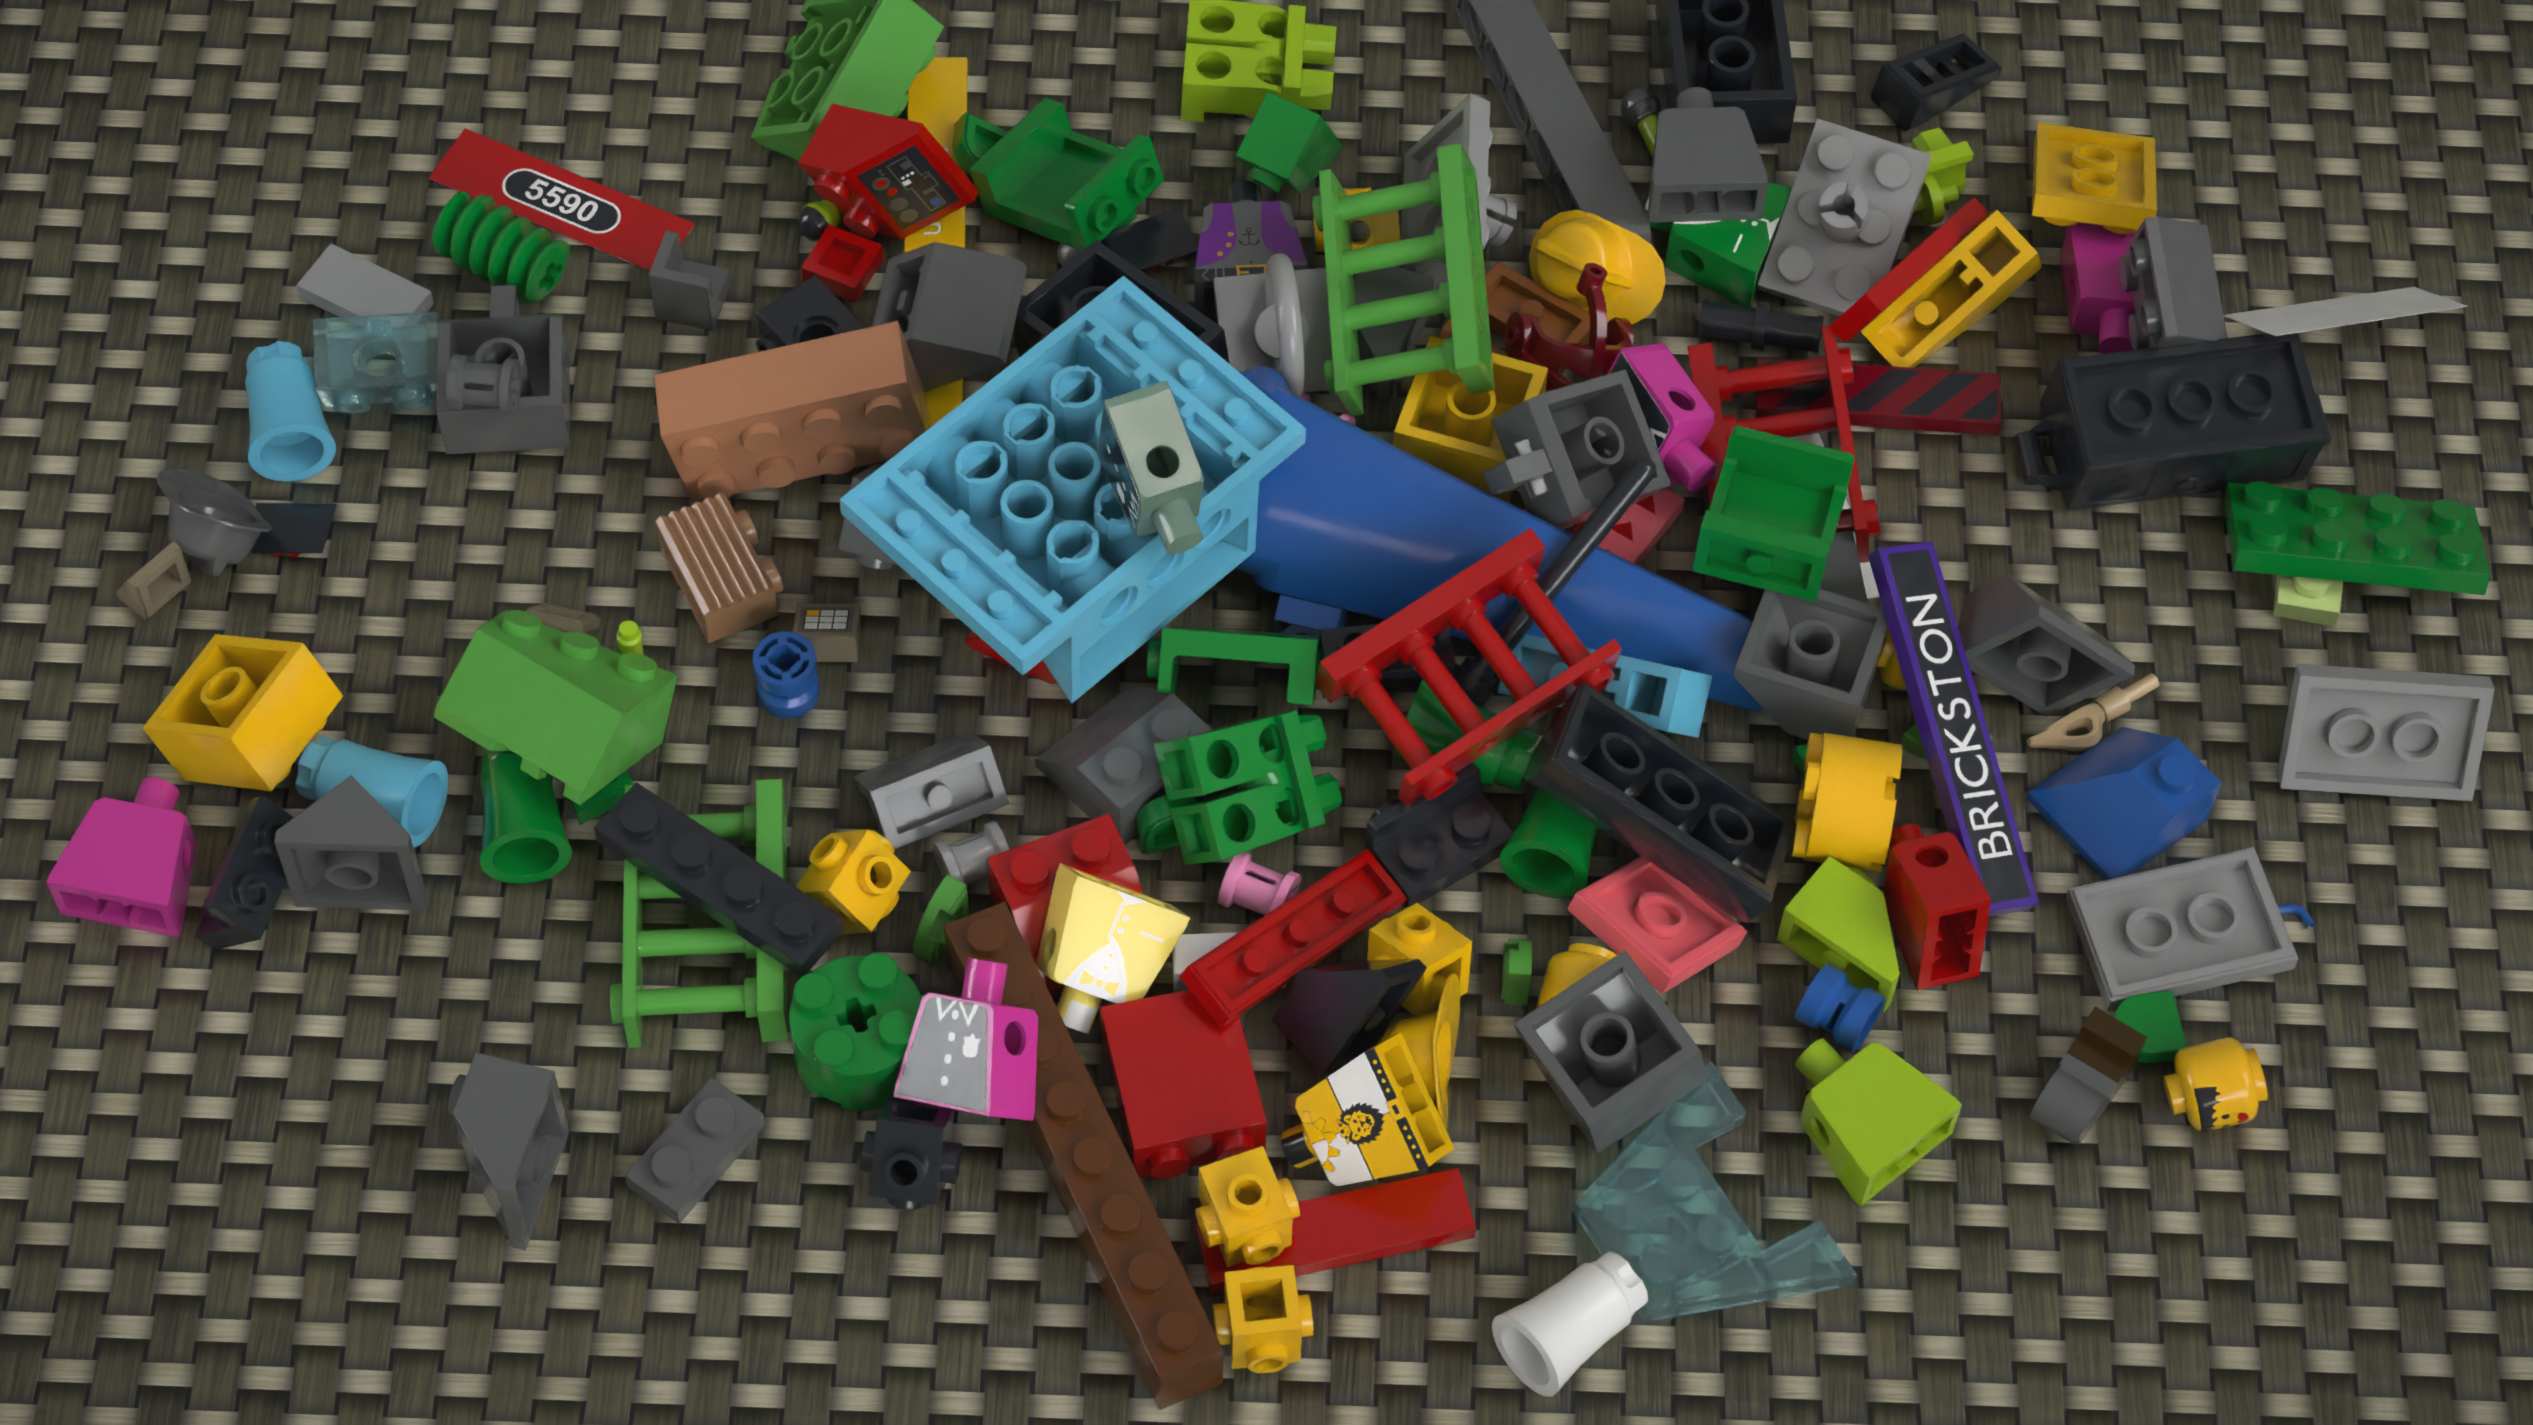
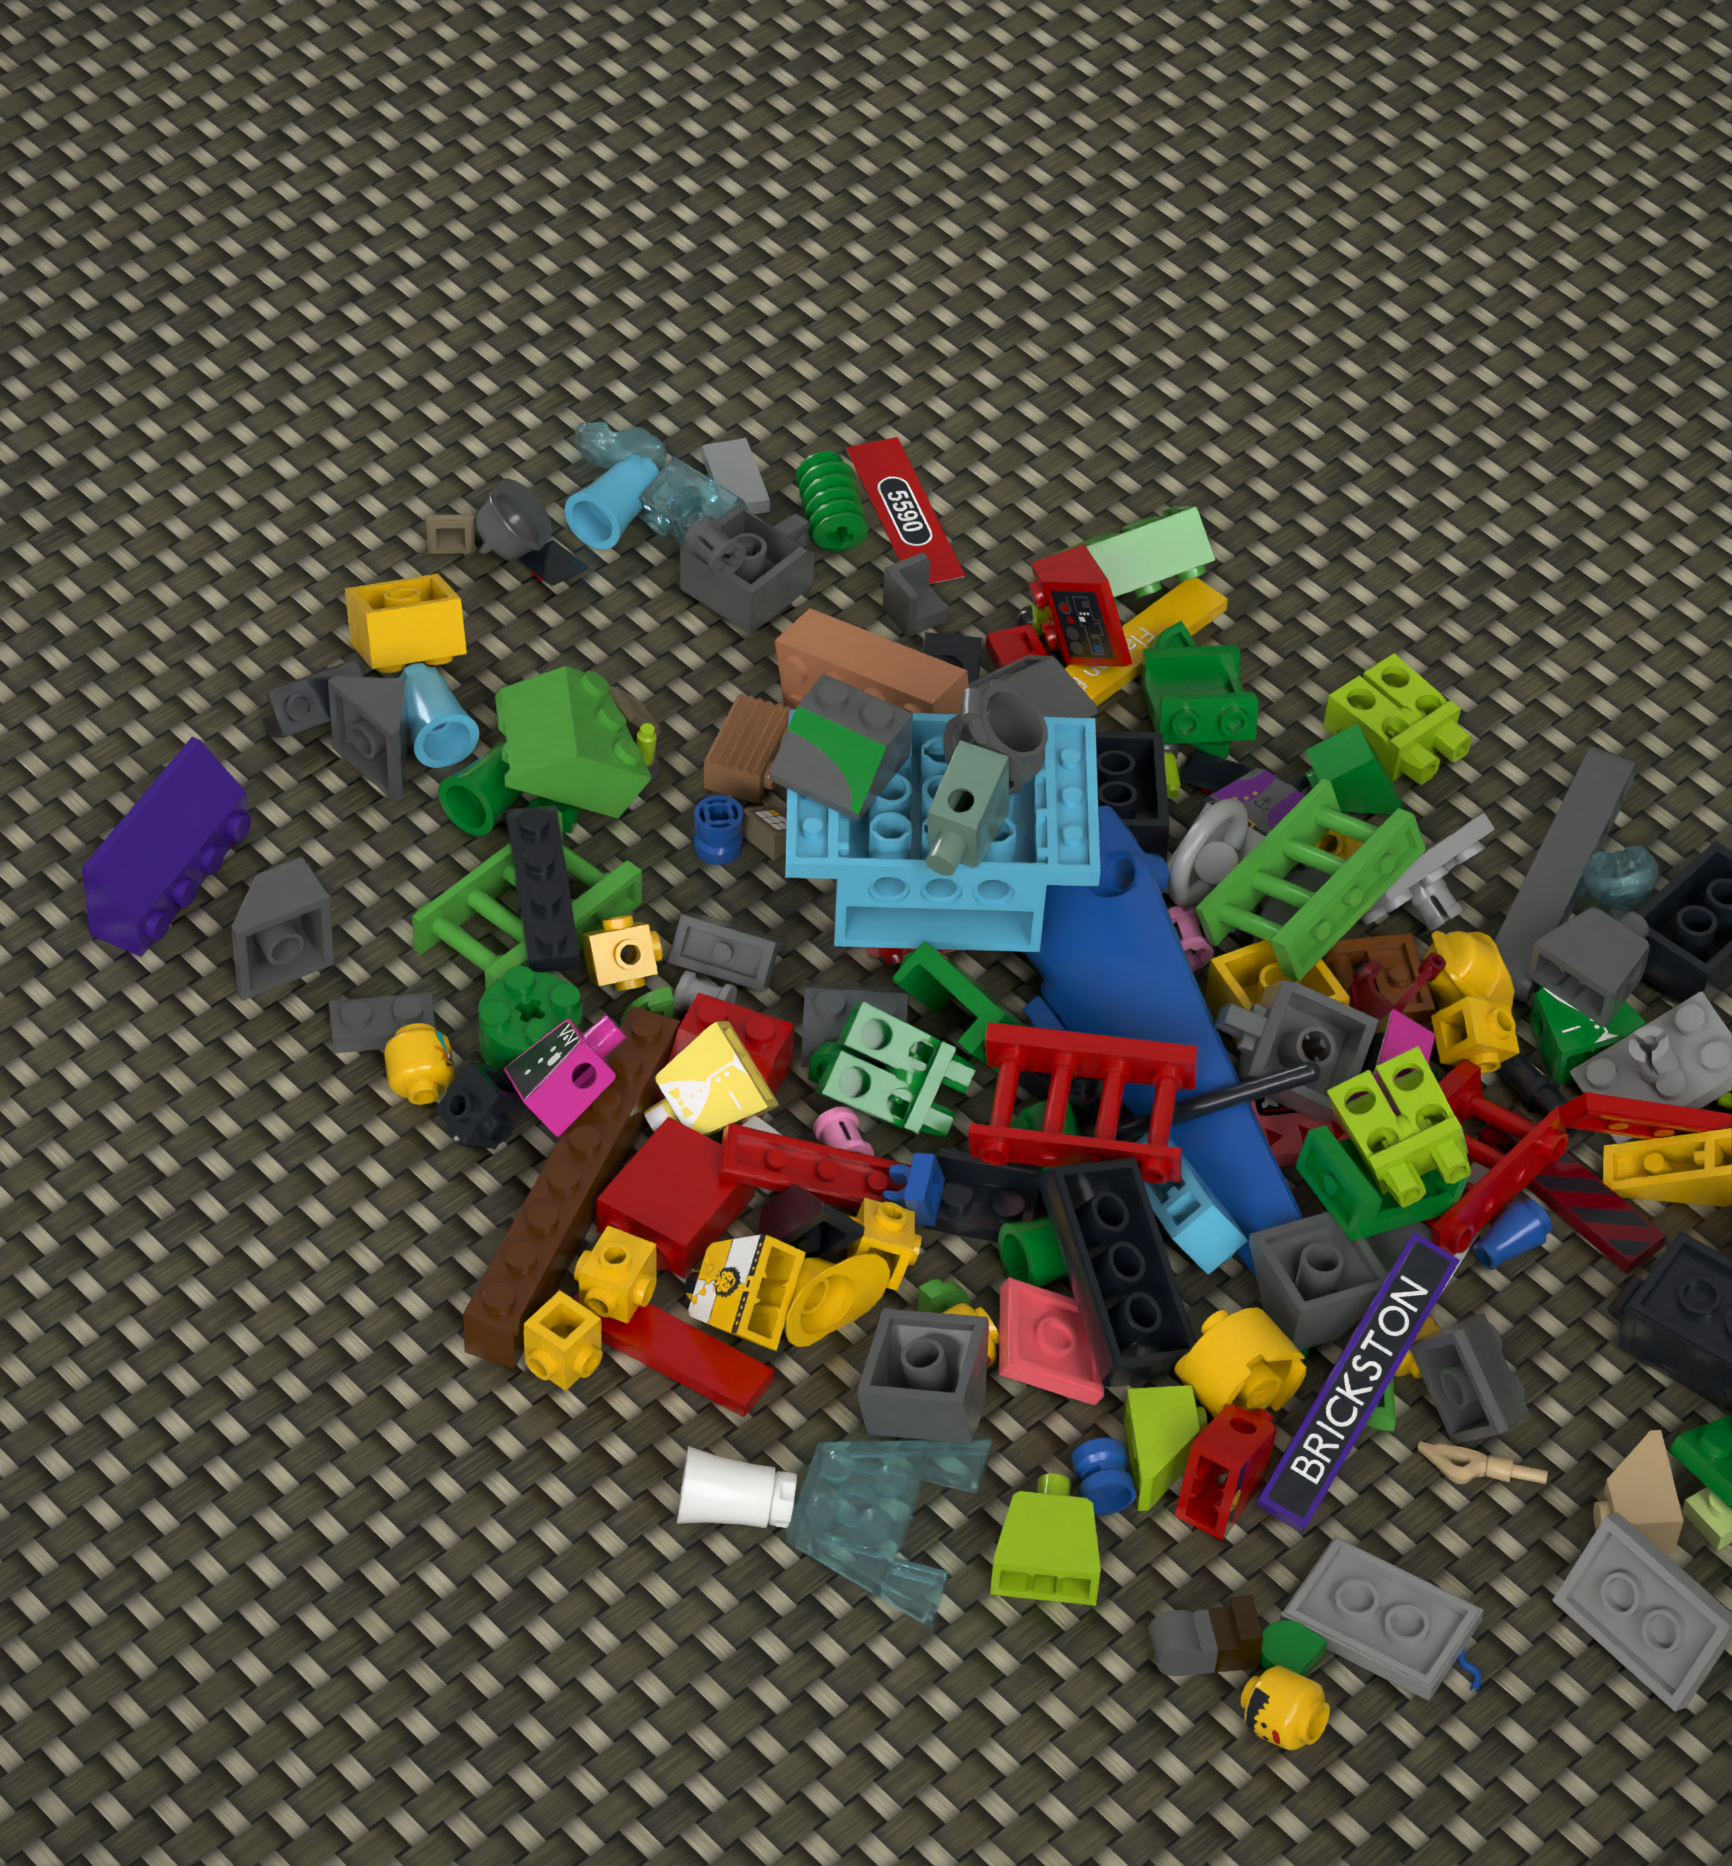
camera: 45 degrees right, 10 degrees down
(129, 863) = (268, 652): dark pink torso -> none
(221, 353) = (606, 448): none -> clear light blue hair
(292, 1165) = (164, 850): none -> dark purple slope
(792, 1161) = (419, 1062): none -> yellow head
(955, 498) = (842, 747): none -> dark grey slope
(1101, 358) = (1009, 728): none -> dark grey helmet
(1398, 873) = (922, 1188): none -> blue tile
(1611, 59) = (1621, 876): none -> clear light blue hair
(1673, 310) = (1475, 1032): none -> yellow brick
(1766, 454) = (1408, 1144): none -> lime hips
(1888, 473) = (1515, 1232): none -> blue cone
(2127, 799) = (1434, 1525): blue slope -> none
(2252, 633) = (1644, 1494): none -> tan slope

